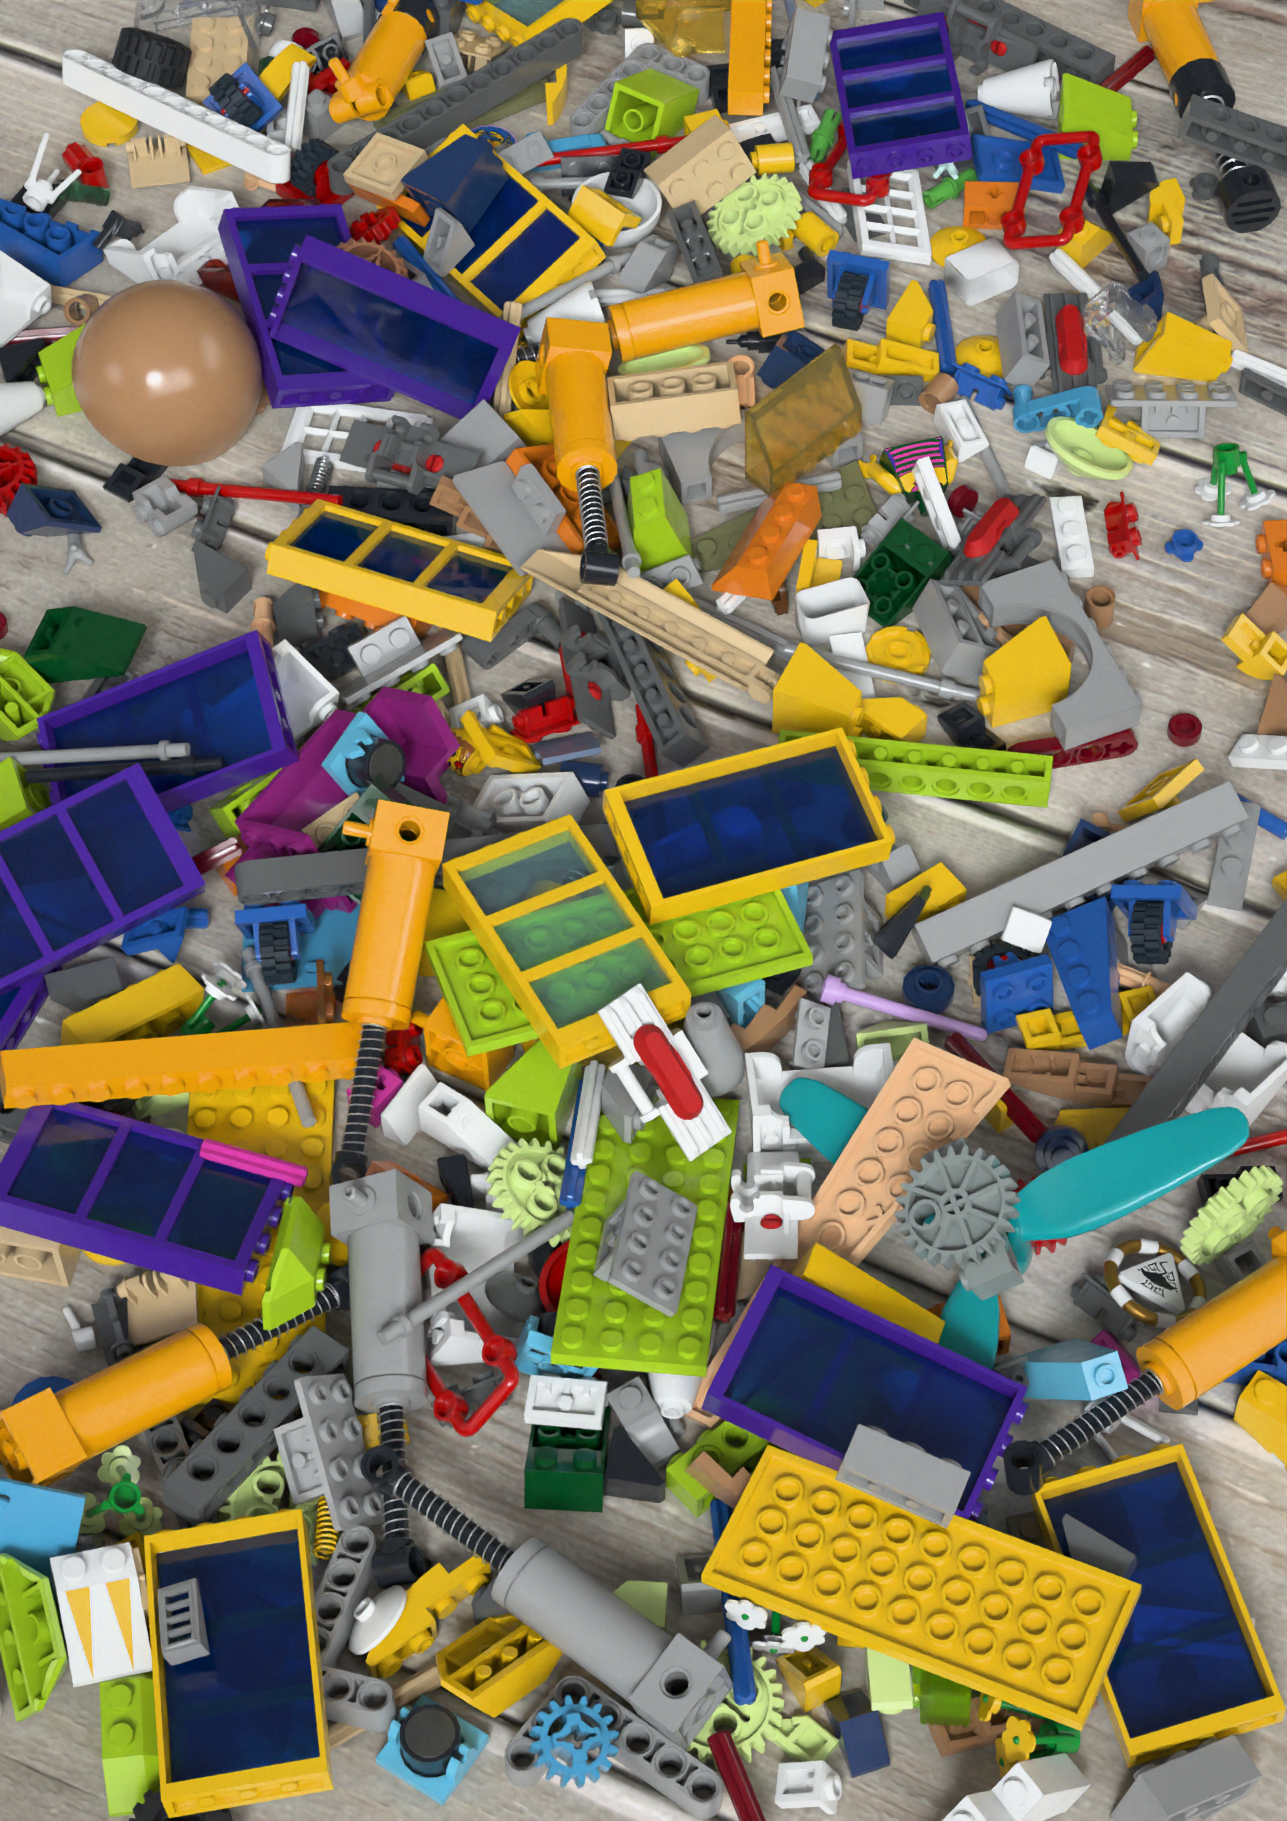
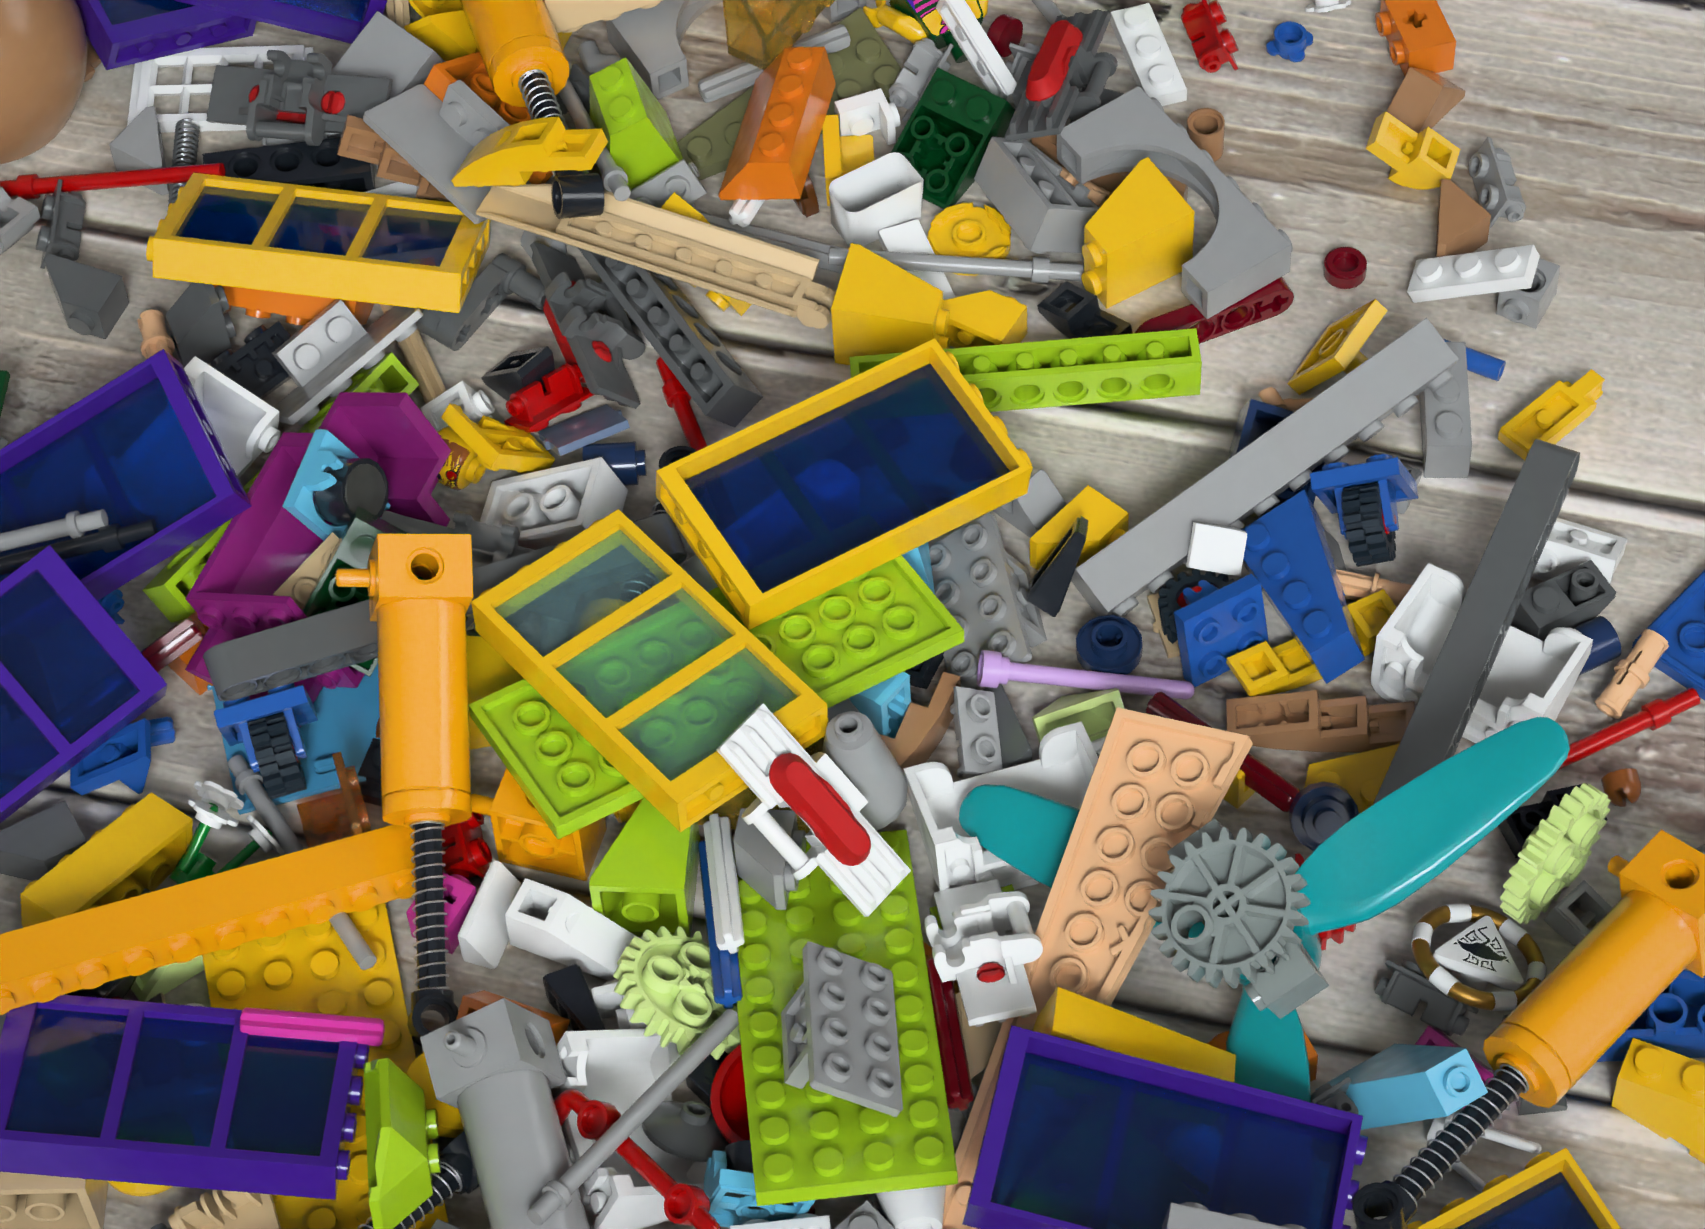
camera: 10 degrees left, 0 degrees up
(569, 524) = (526, 147): none -> yellow slope

